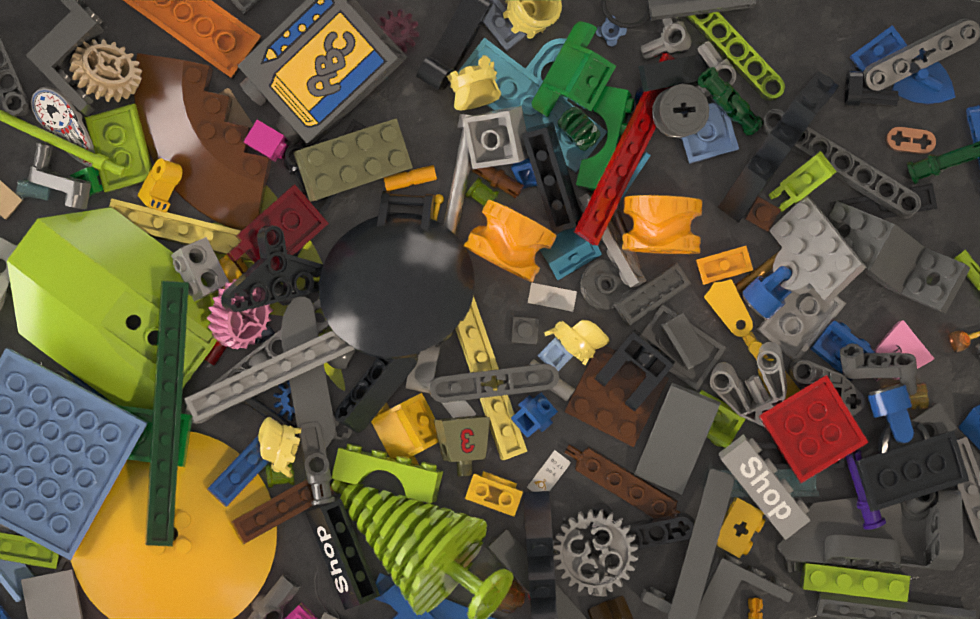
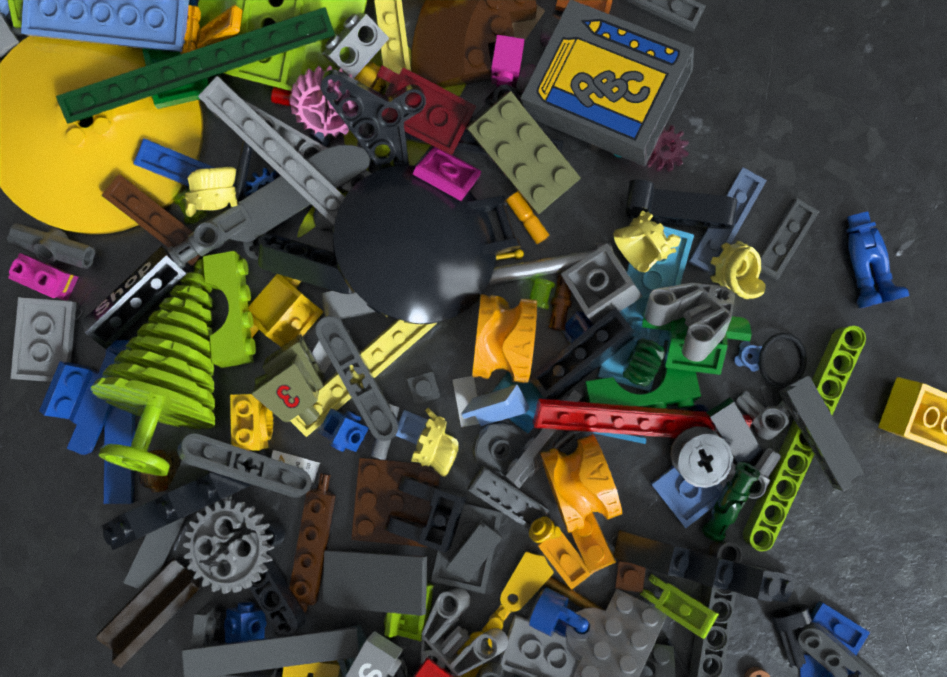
camera: 65 degrees right, 0 degrees up
(141, 382) = (220, 28): none -> light orange plate
(146, 416) = (192, 30): none -> light orange axle
(344, 233) = (447, 173): none -> dark pink tile
(482, 446) = (289, 392): none -> olive torso
(520, 520) = (265, 471): none -> dark grey piece
(552, 58) = (704, 307): none -> light grey connector
(566, 271) = (497, 405): none -> light blue panel
(667, 567) = (244, 623): none -> blue brick
(691, 273) = (543, 529): none -> yellow plate
(720, 235) = (593, 545): none -> light orange plate

